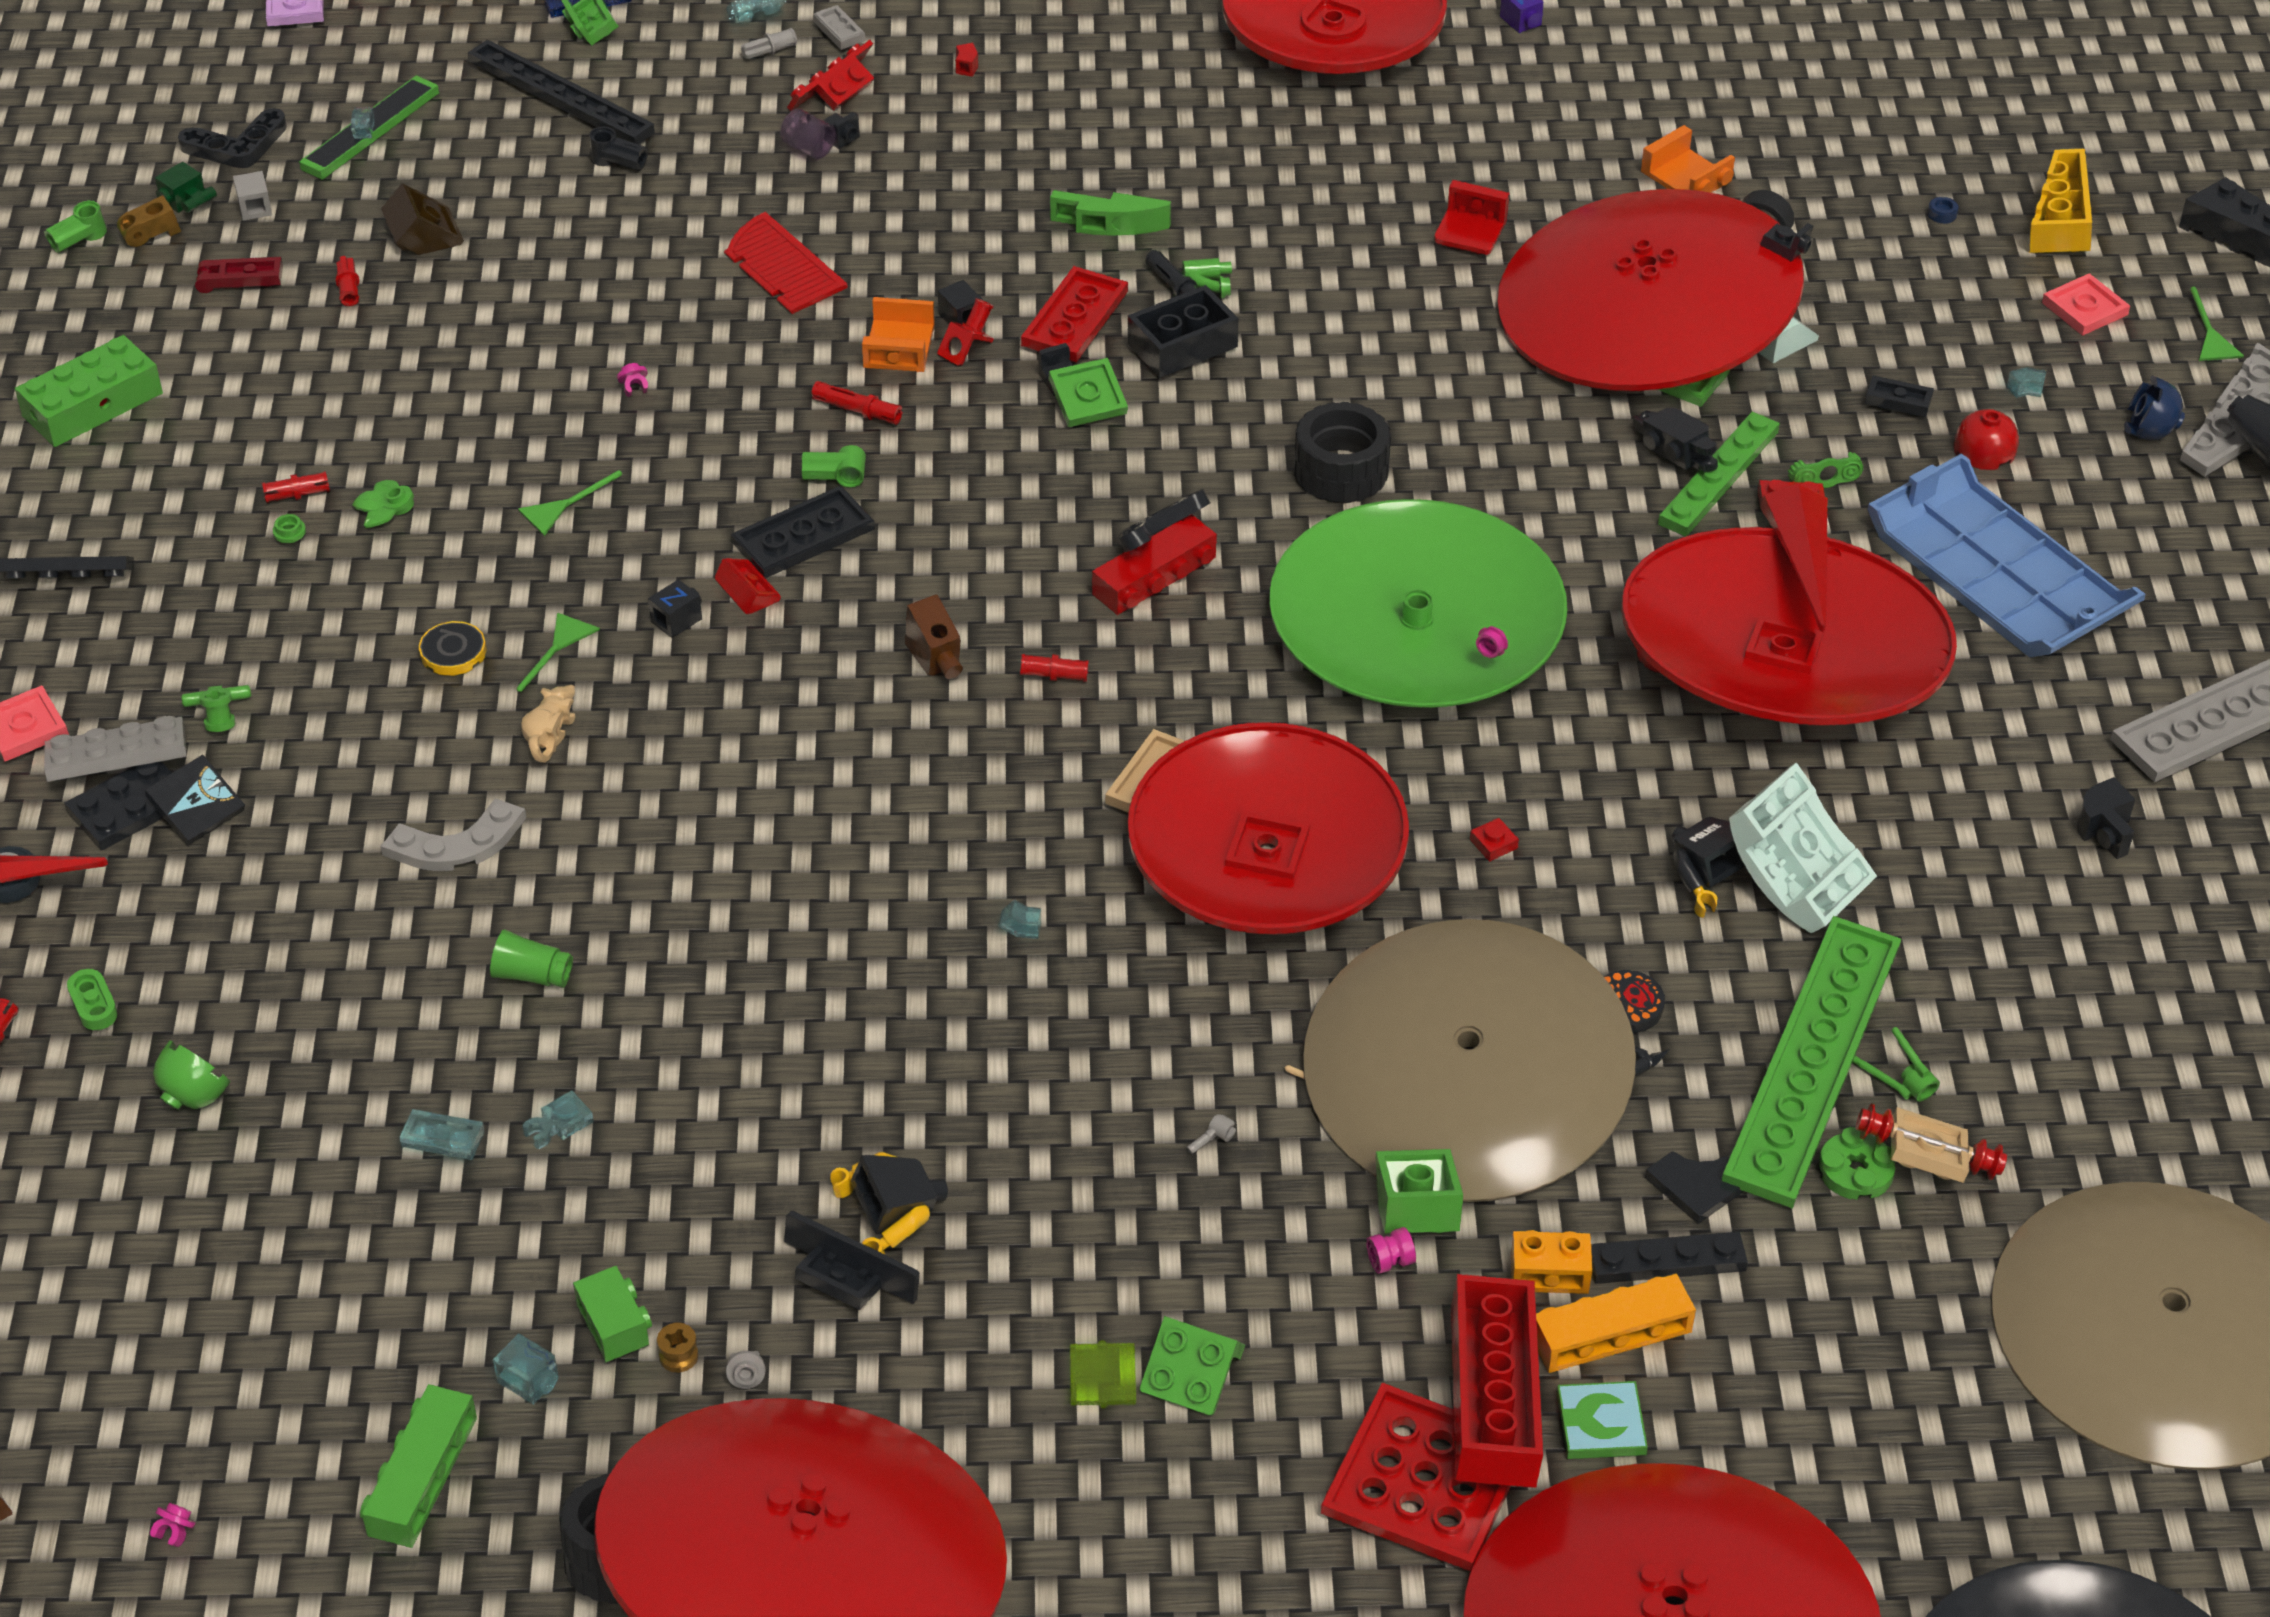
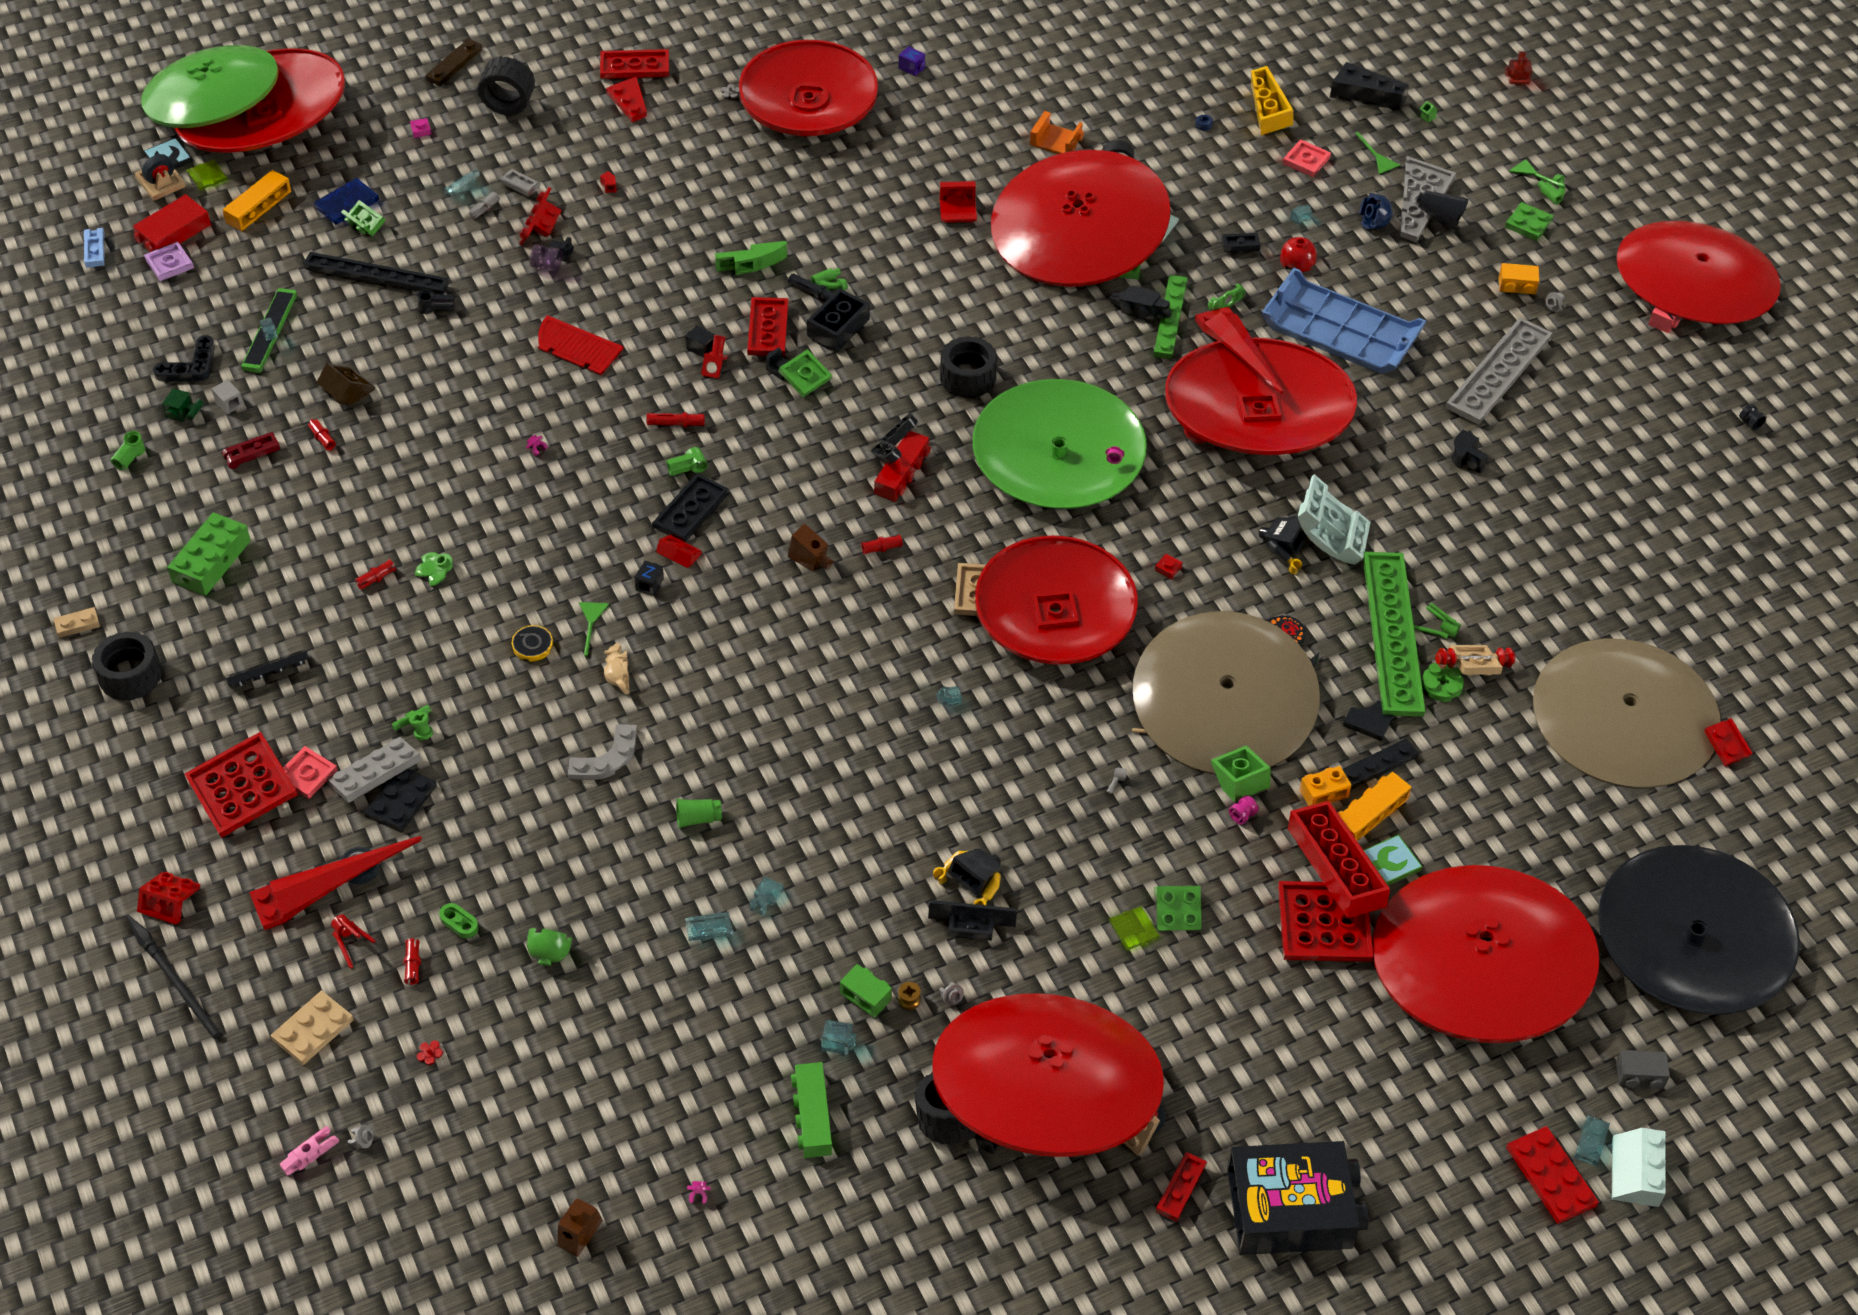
camera: 25 degrees left, 5 degrees up
(147, 222) = (172, 433): pearl gold leg -> none
(194, 800) = (442, 784): black tile -> none
(288, 528) = (388, 602): bright green plate -> none
(546, 514) = (534, 544): bright green piece -> none
(899, 334) = (674, 370): orange panel -> none
(1786, 242) = (1147, 170): black bracket -> none

